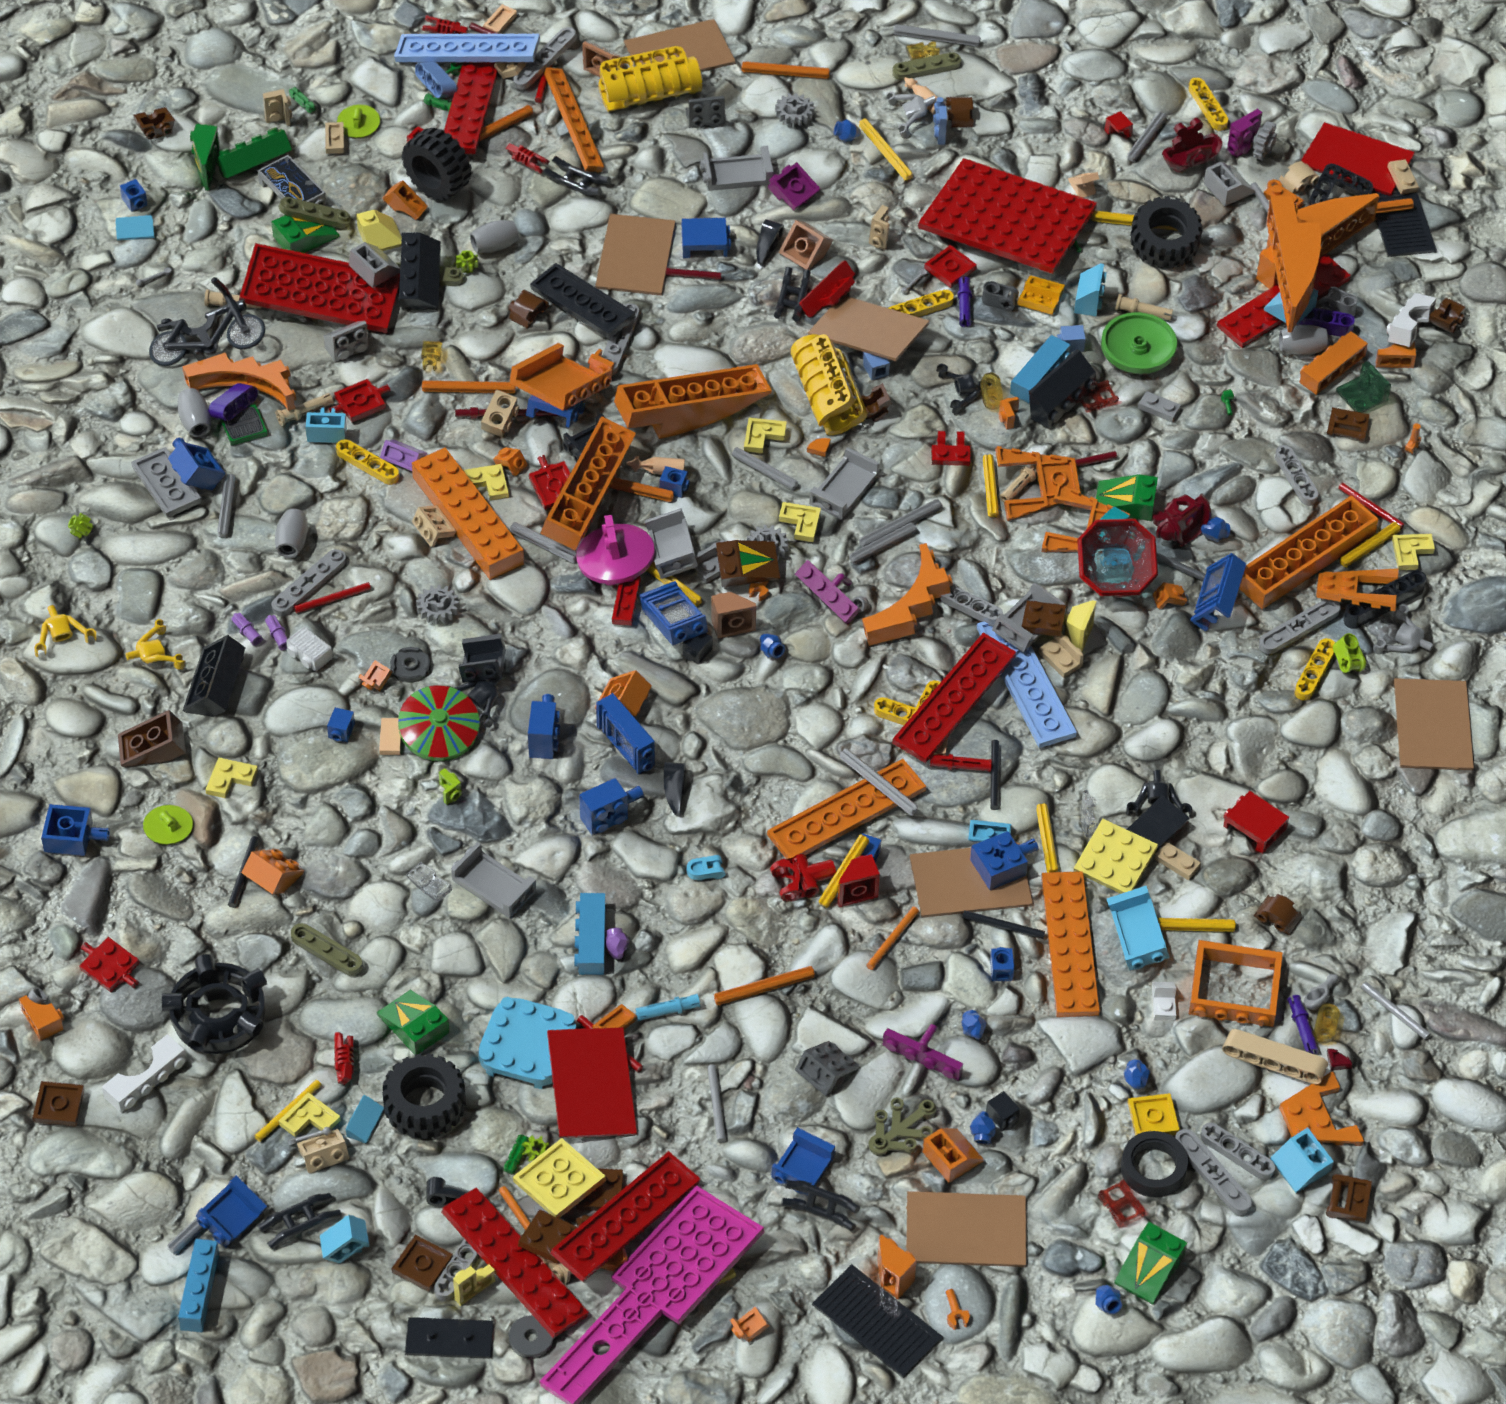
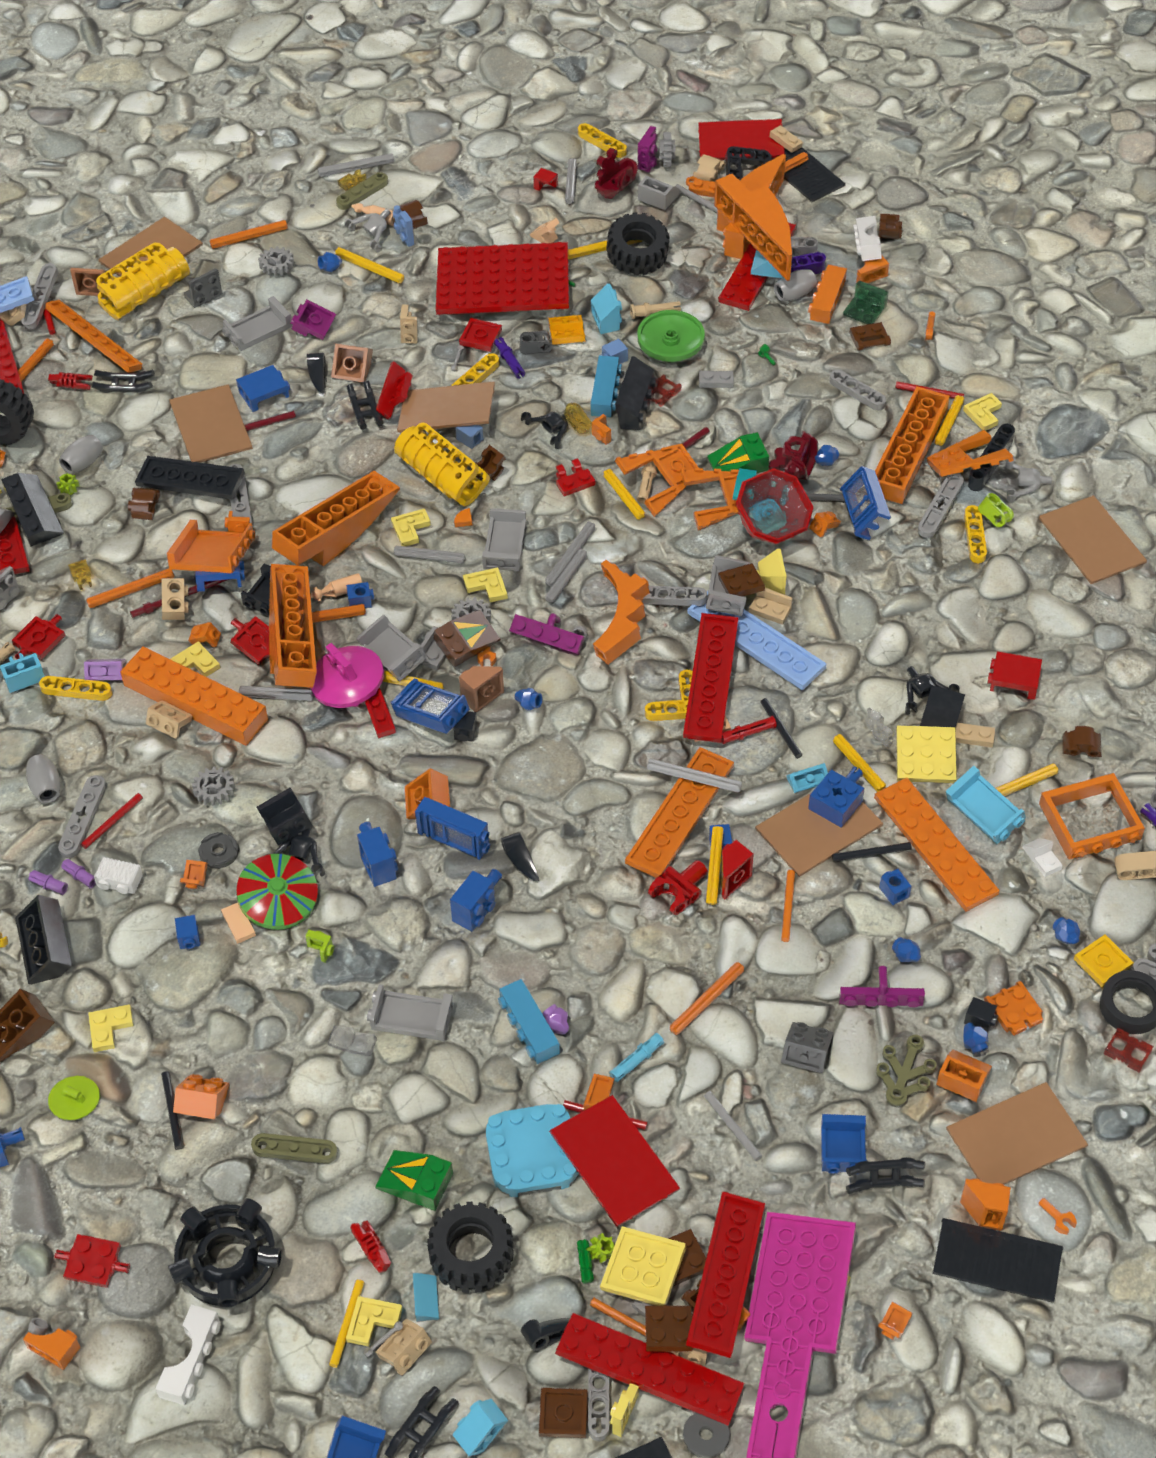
camera: 25 degrees left, 0 degrees up
(58, 1103) = (118, 1426): reddish brown plate -> none
(698, 869) = (586, 920): medium azure plate -> none
(1041, 1120) = (1016, 1008): none -> orange plate

